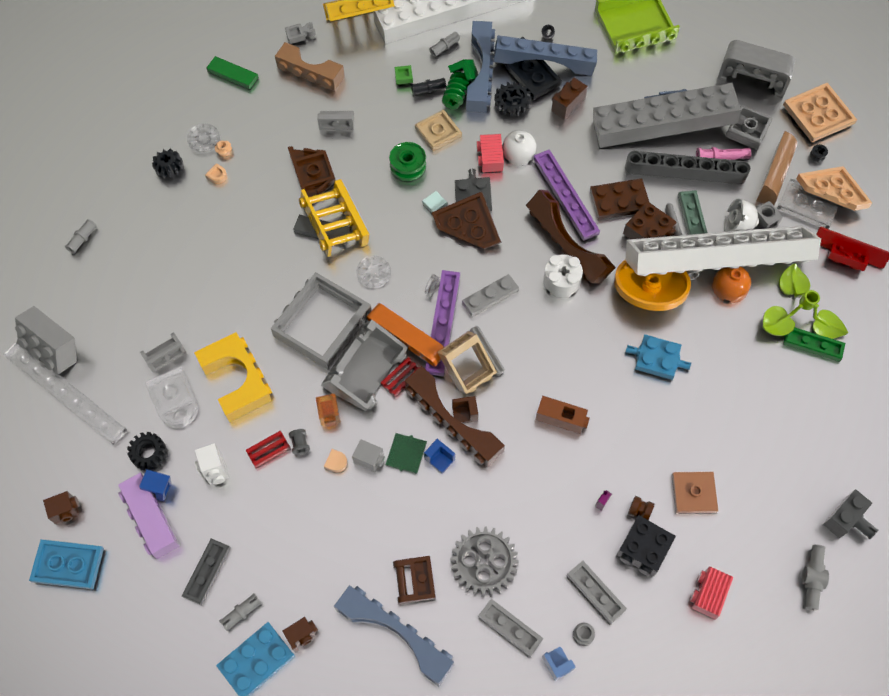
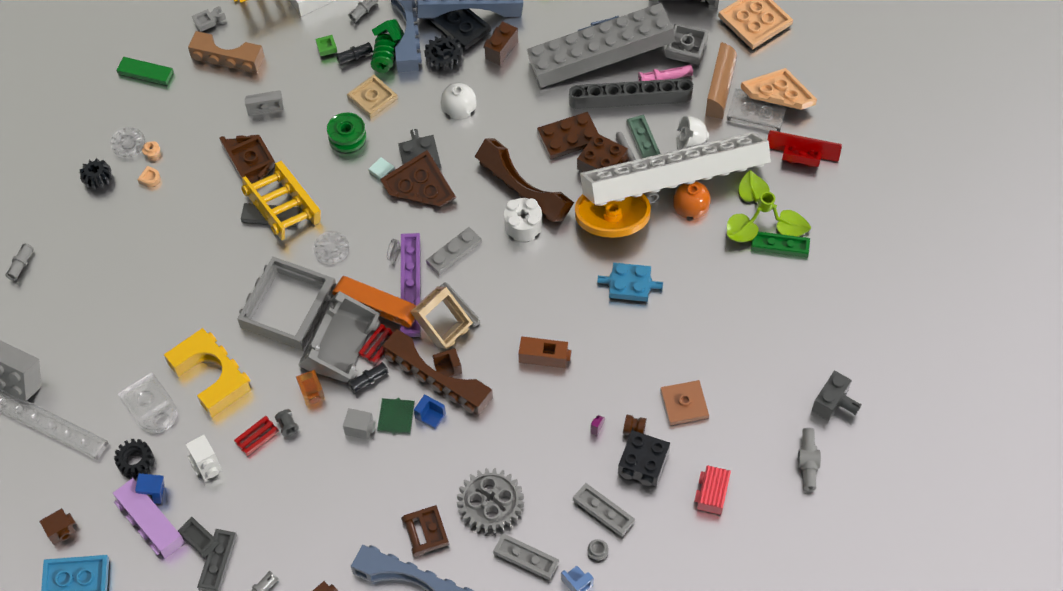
camera: 10 degrees left, 5 degrees down
(163, 353) = (131, 362): light grey hinge -> none
(192, 544) = (198, 537): none -> dark grey tile
(336, 461) = (327, 435): light nougat tile -> none
(386, 409) = (368, 377): none -> black pin
(491, 153) = (430, 110): coral brick -> none
(566, 195) = (514, 140): medium lavender plate -> none
(768, 216) = (717, 128): light grey brick -> none
(821, 149) = (760, 63): black bush -> none

